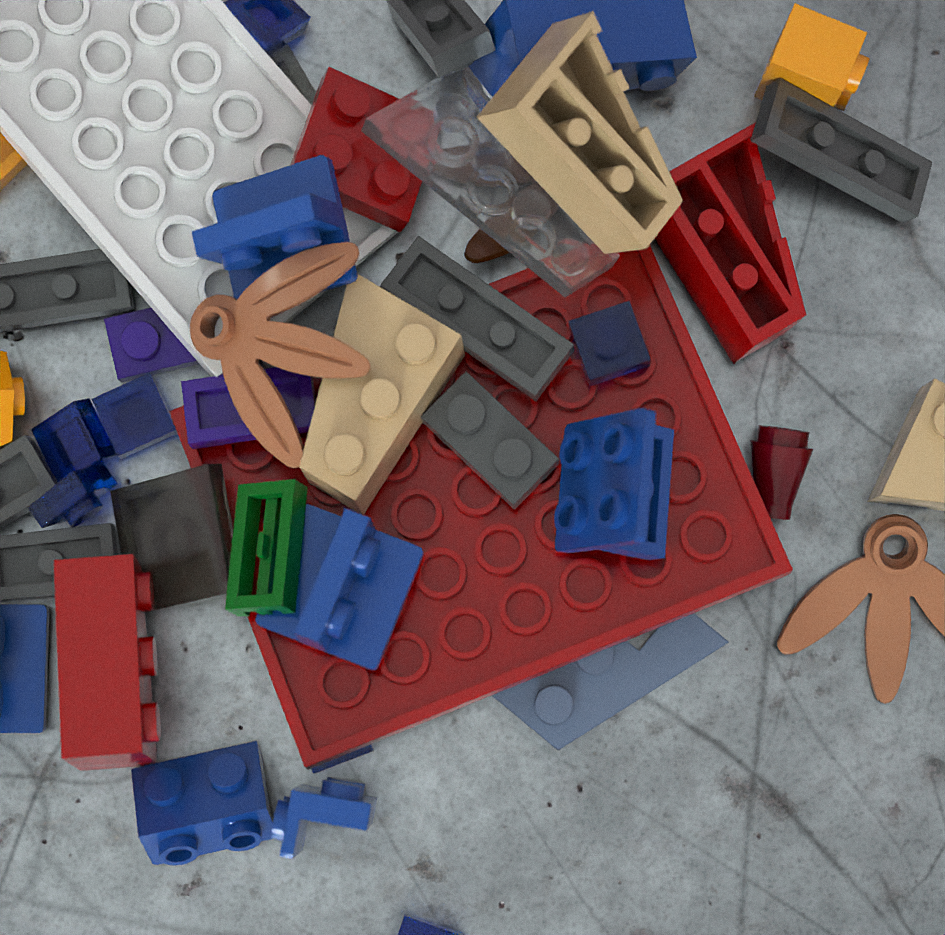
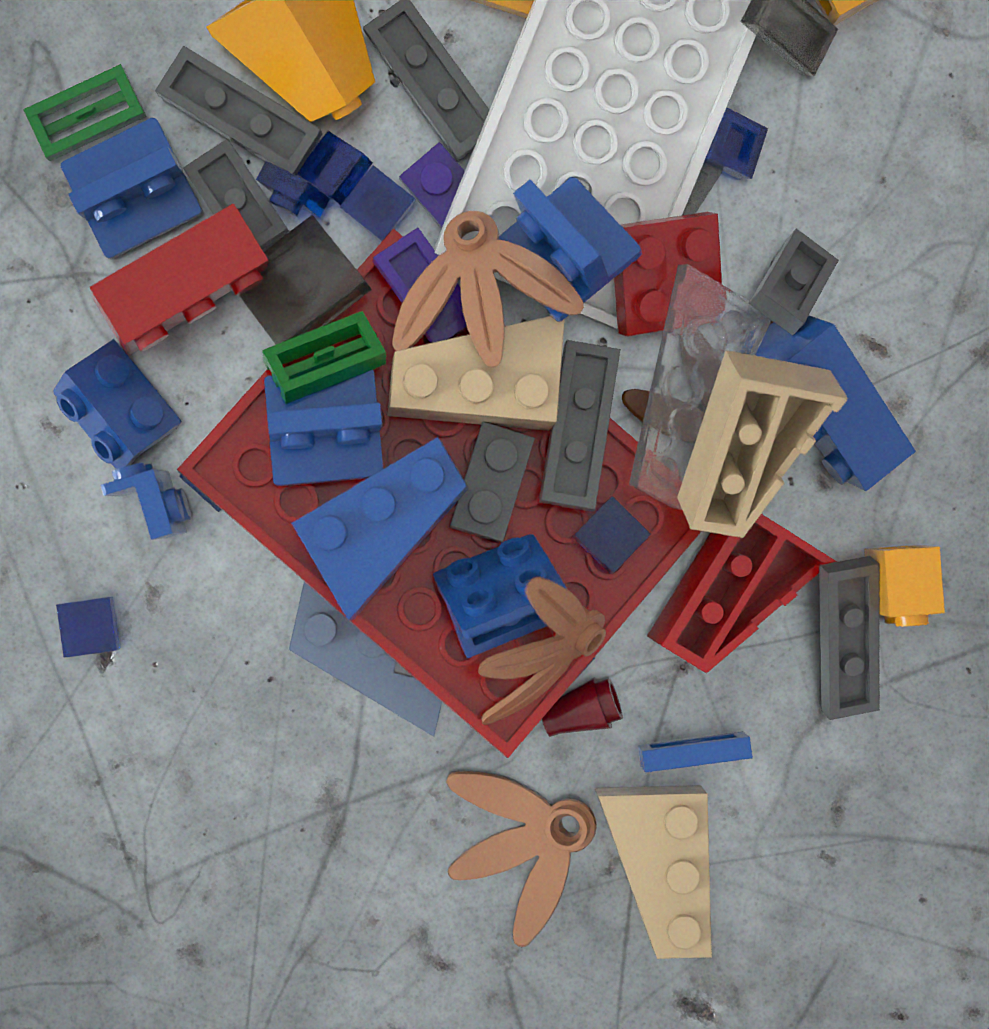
camera: 60 degrees right, 5 degrees up
(472, 575) = (379, 522): none -> blue wedge
(697, 428) = (576, 634): none -> nougat plant
(882, 373) = (695, 751): none -> blue tile

